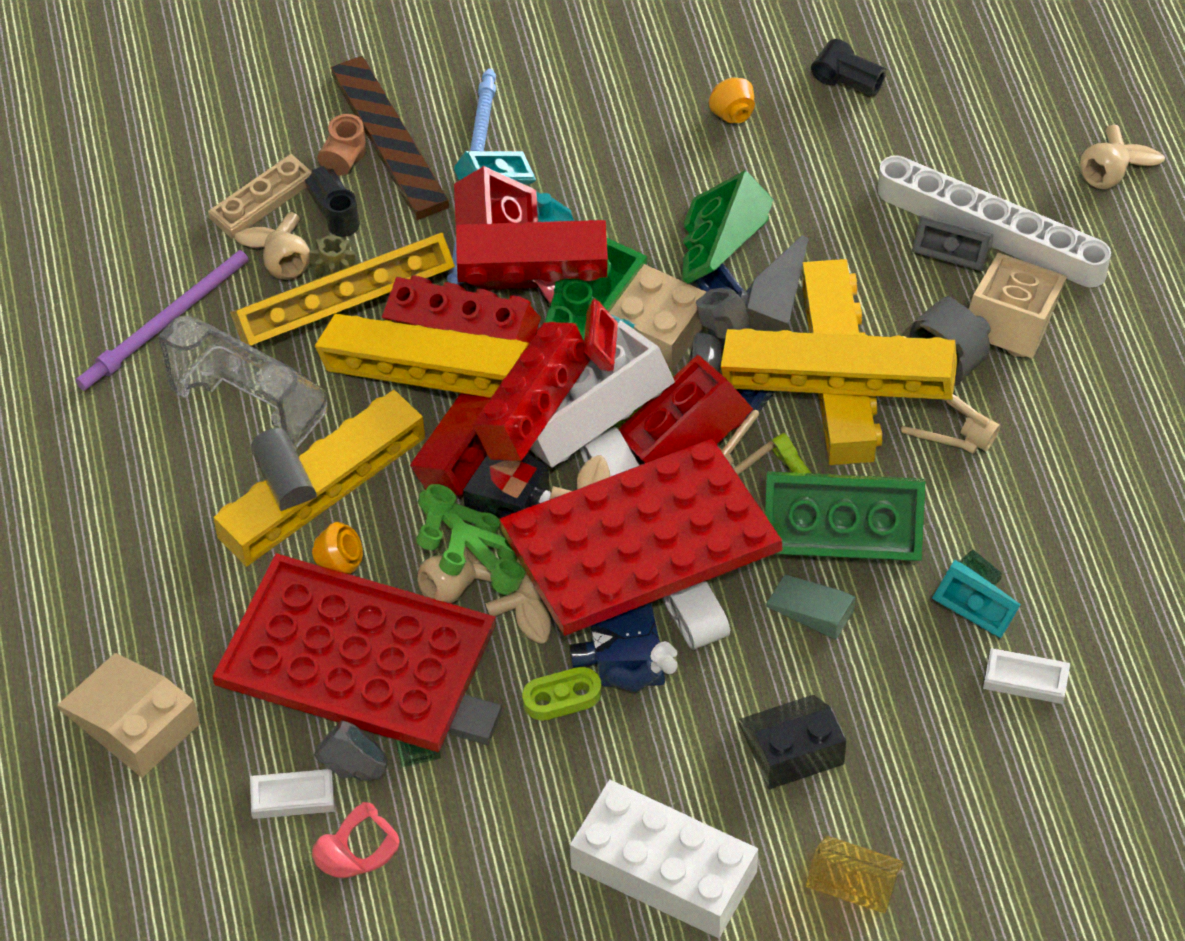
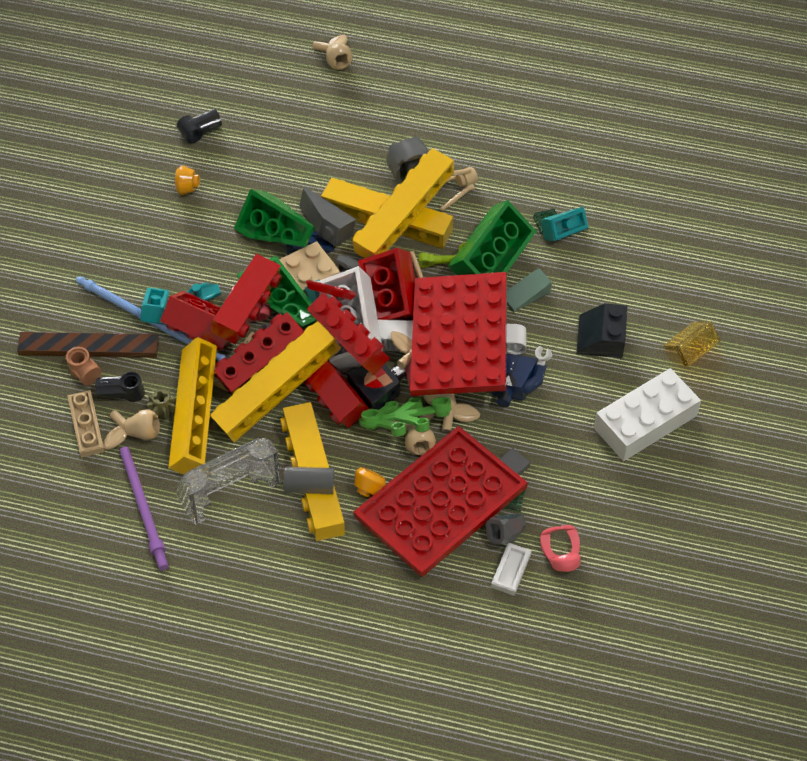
camera: 65 degrees left, 0 degrees up
(132, 712) = (414, 626): tan slope -> none
(560, 693) = (519, 419): lime plate -> none
(722, 310) = (333, 241): dark grey rock -> none
(952, 243) = (343, 135): dark grey brick -> none
(1013, 227) = (340, 114): white beam -> none
(1017, 303) = (398, 124): tan slope -> none
(1026, 676) = (616, 227): white tile -> none

